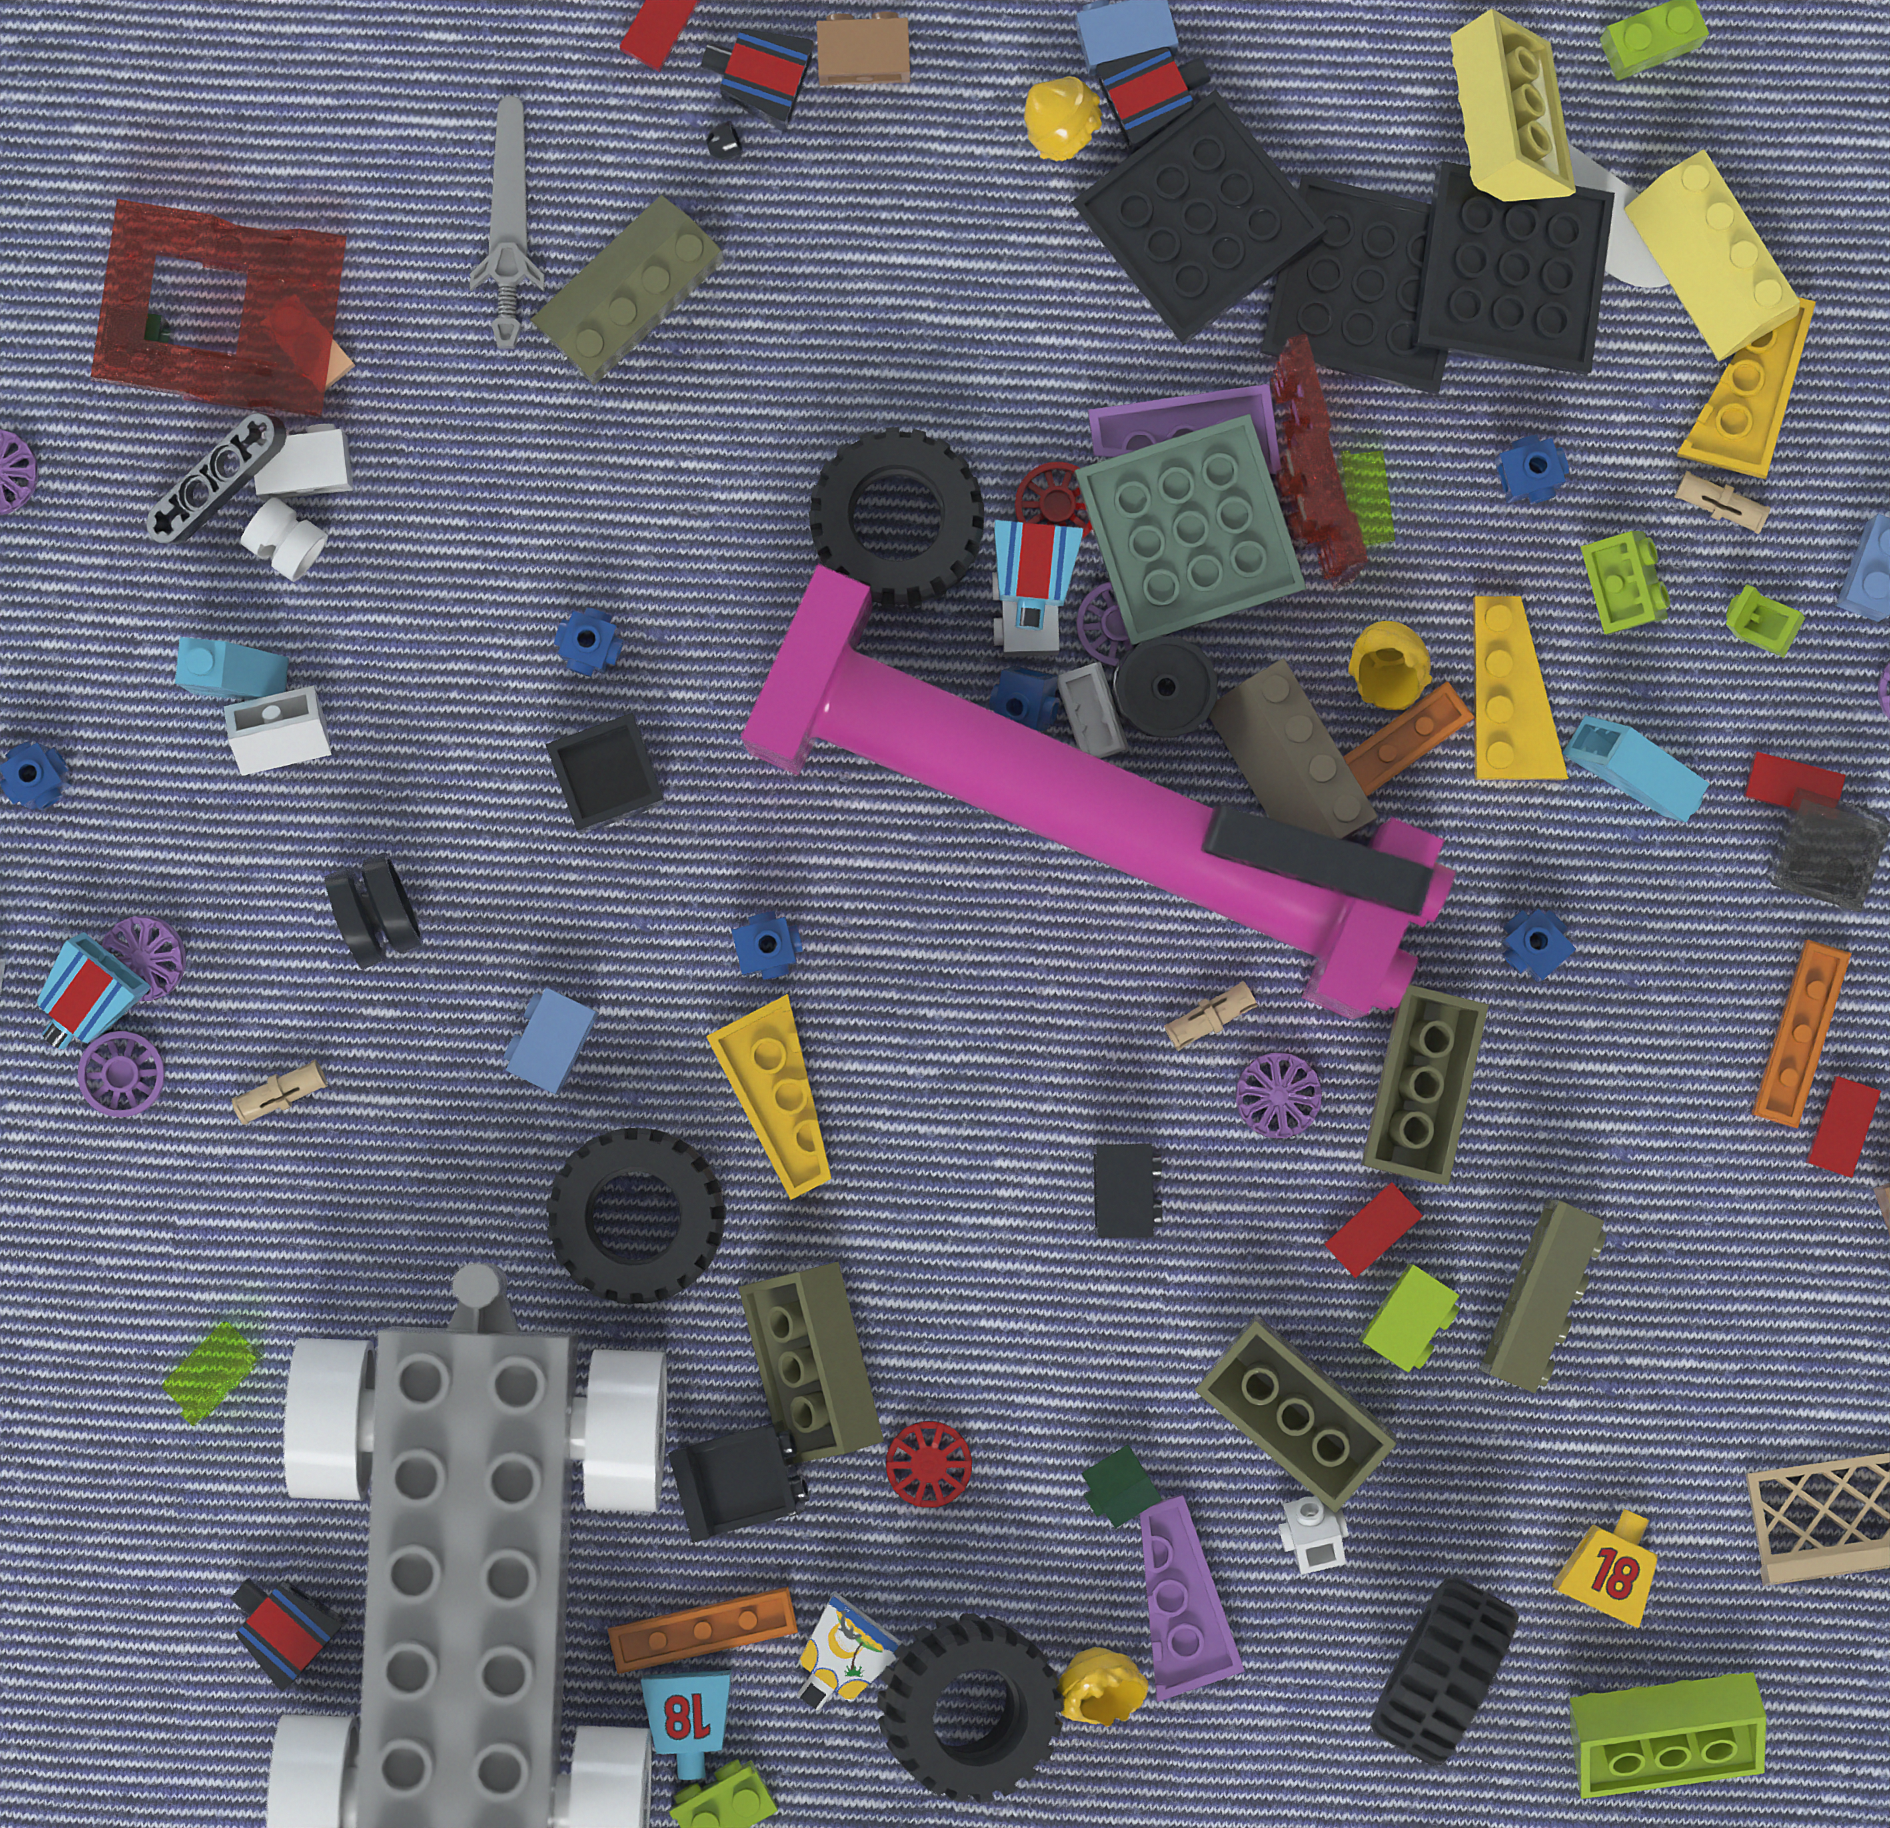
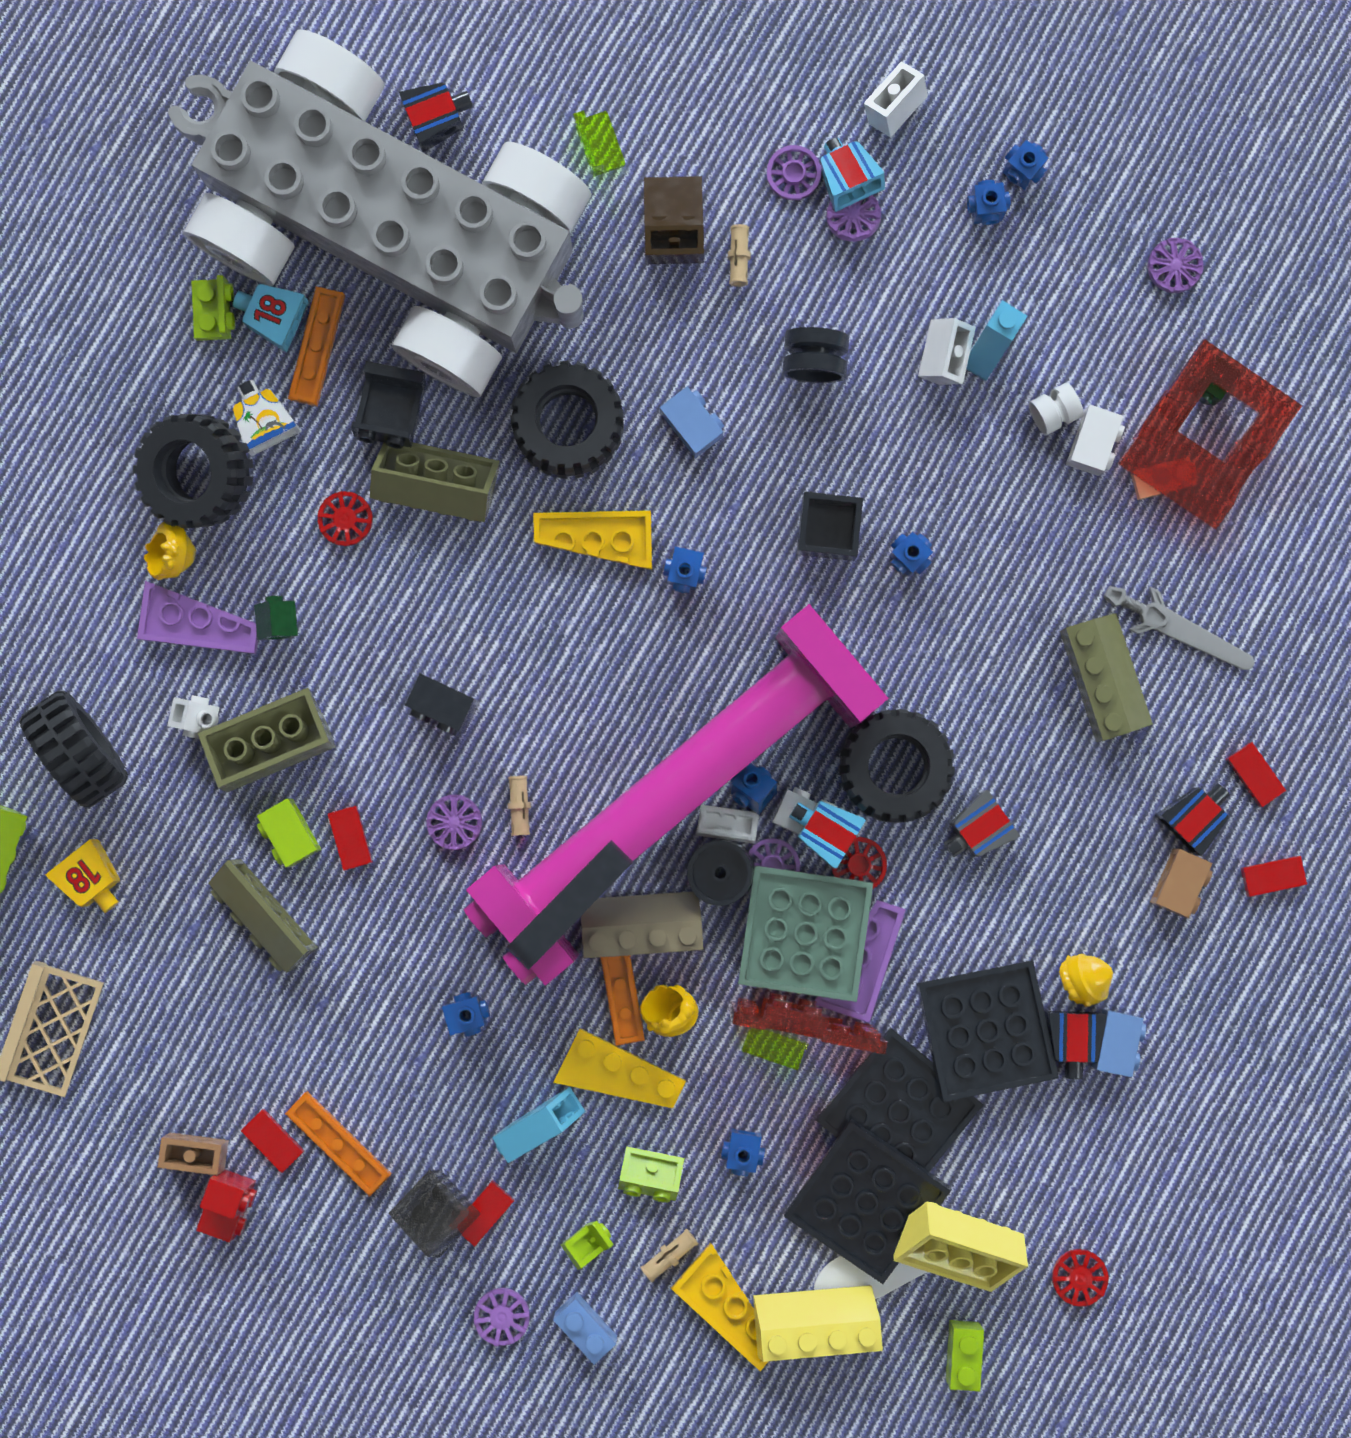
camera: 115 degrees right, 0 degrees up
(219, 484) = (1114, 385): black beam -> none
(273, 1209) = (673, 220): none -> dark brown slope
(724, 142) = (1166, 776): black hinge -> none
(923, 361) = (980, 827): none -> torso
(1425, 1085) = (415, 907): olive slope -> none

